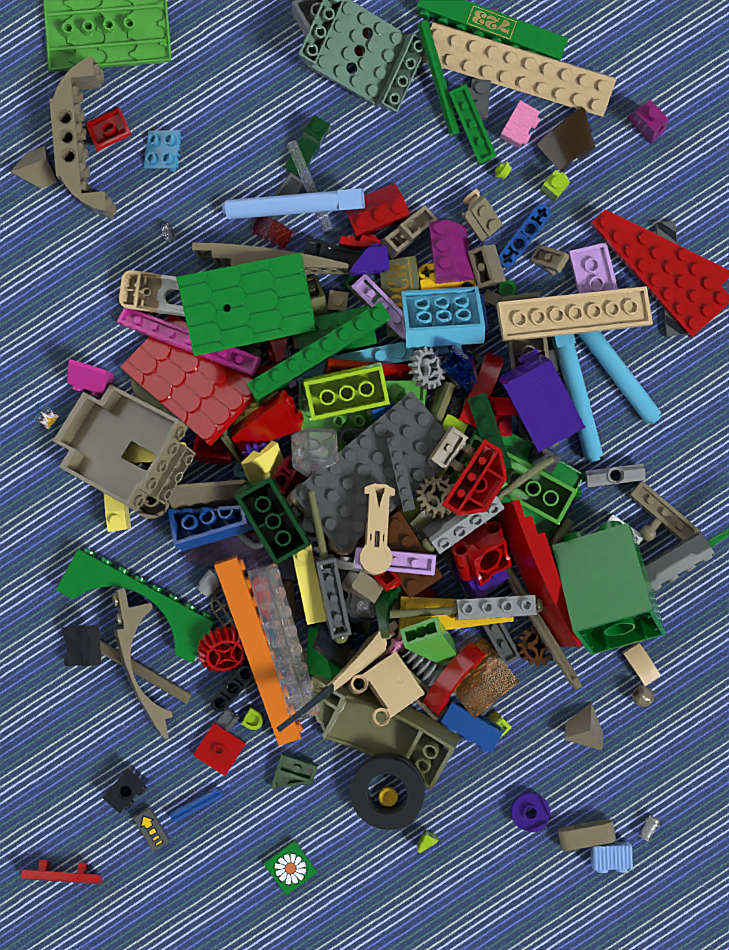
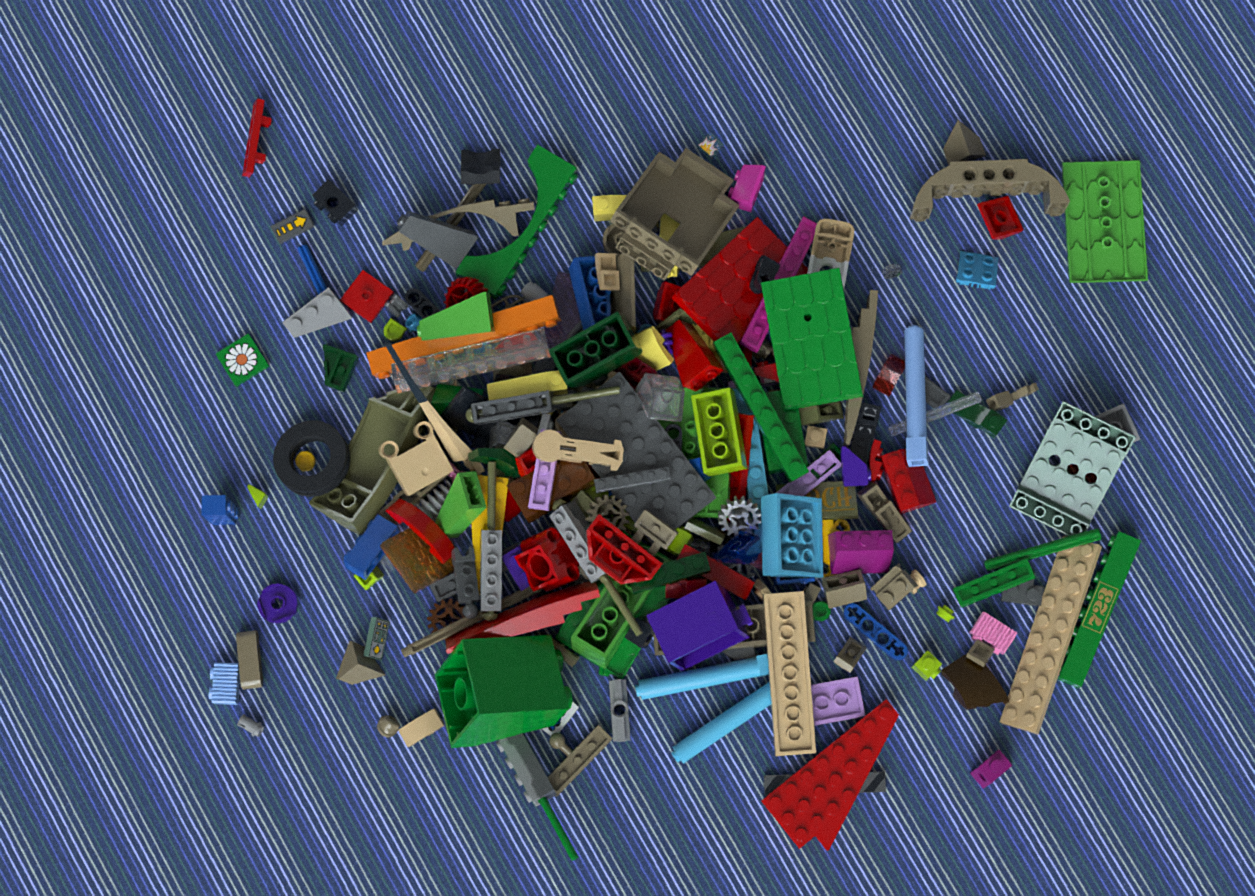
camera: 95 degrees right, 10 degrees down
(158, 682) = (438, 237): none -> dark grey slope
(180, 356) = (764, 271): none -> black piece
(187, 512) = (606, 271): none -> tan slope
(241, 797) = (317, 314): none -> light grey wing
(245, 655) = (461, 319): none -> bright green slope
(245, 700) = (412, 322): none -> dark azure plate
(291, 118) = (1005, 399): none -> dark tan piece
(447, 879) = (219, 510): none -> blue brick
(494, 344) = (761, 589): none -> tan plate
(504, 630) = (466, 581): none -> dark grey plate
(541, 134) = (980, 653): none -> dark tan plate
(559, 713) = (376, 638): none -> tile

